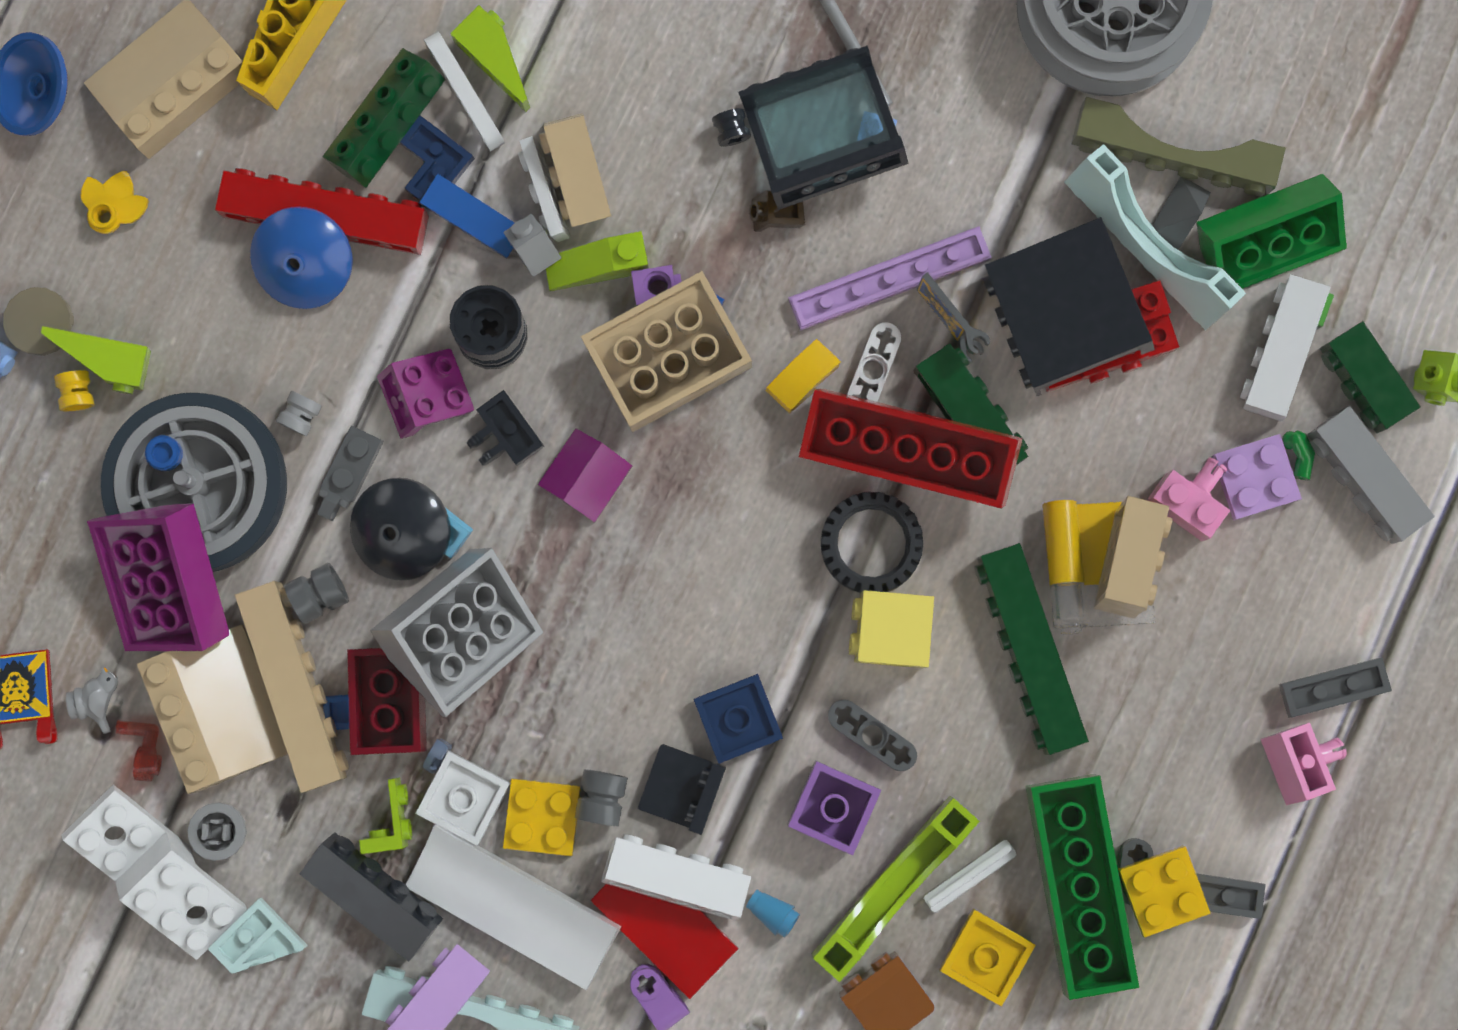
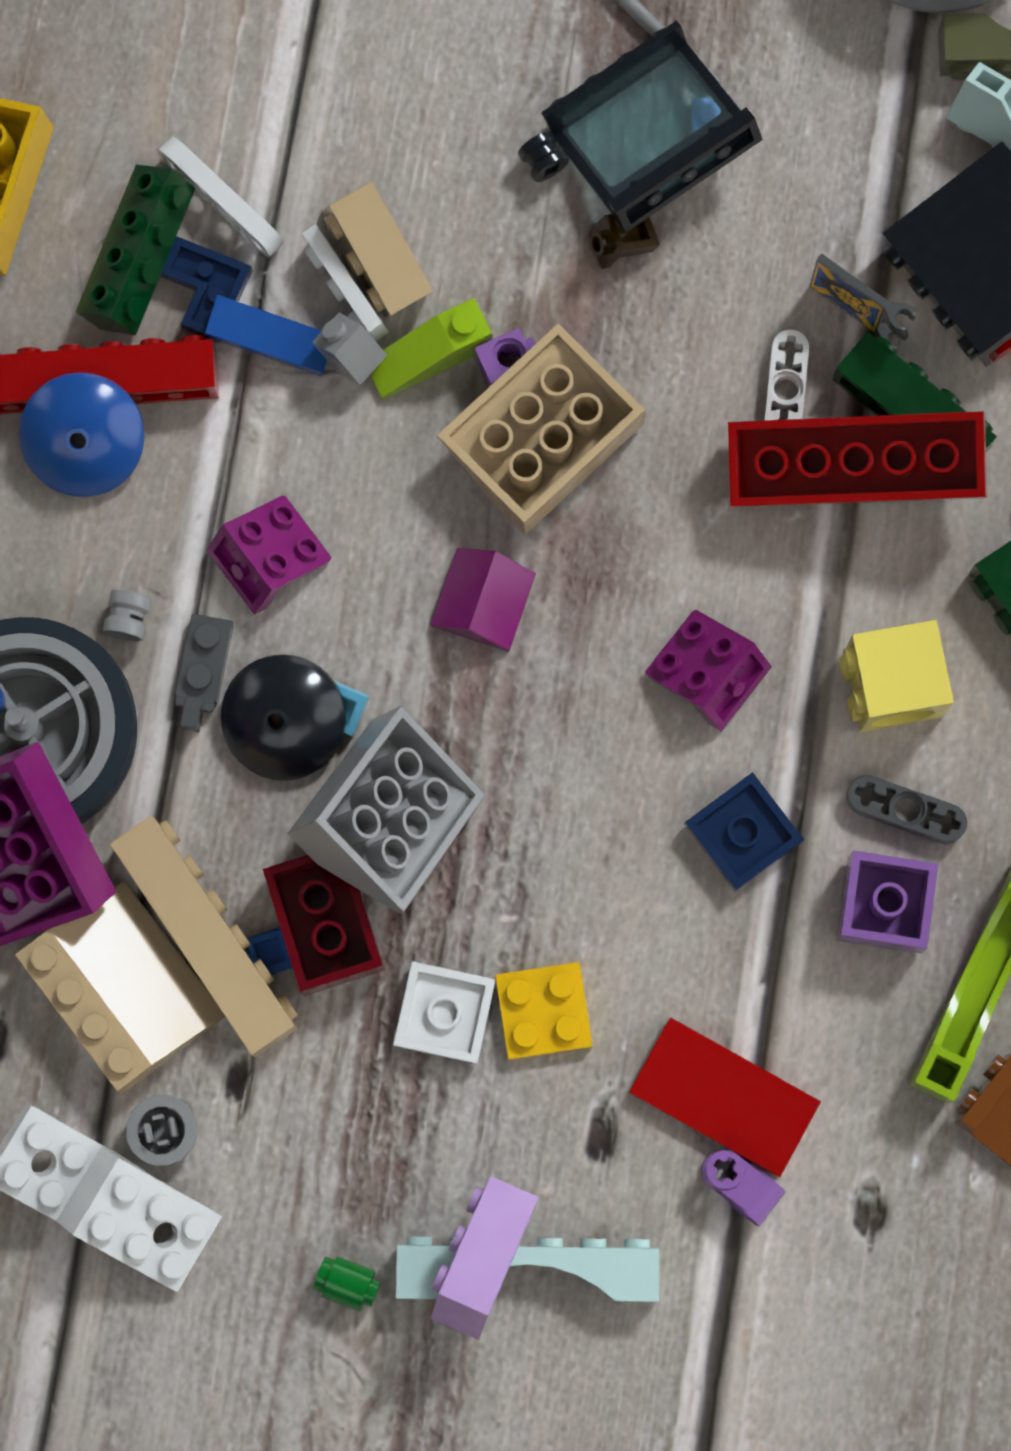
camera: 15 degrees left, 5 degrees down
(146, 760) = (54, 1071): clear red plate -> none
(256, 939) = (242, 1247): light aqua wing -> none
(316, 593) = (205, 817): dark grey wheel -> none
(329, 990) = (346, 1283): none -> green brick
(371, 896) = (368, 1155): black brick -> none
(380, 839) = (361, 1087): lime bracket -> none
(436, 755) = (399, 972): sand blue tile -> none
(485, 43) = (234, 139): lime slope -> none
(485, 308) = (325, 433): black wheel -> none
(509, 428) = (380, 568): black hinge -> none
(513, 906) = (539, 1123): white arch -> none
(601, 797) = (608, 966): dark grey wheel -> none
(676, 878) = (725, 1035): white brick -> none
(681, 788) = (701, 931): black bracket -> none
(747, 580) = (709, 668): none -> magenta bracket
(773, 913) = (850, 1047): dark azure cone -> none
(803, 376) = (707, 416): yellow slope -> none
(889, 278) = (773, 281): lavender tile -> none
(894, 508) = (831, 538): black tyre -> none

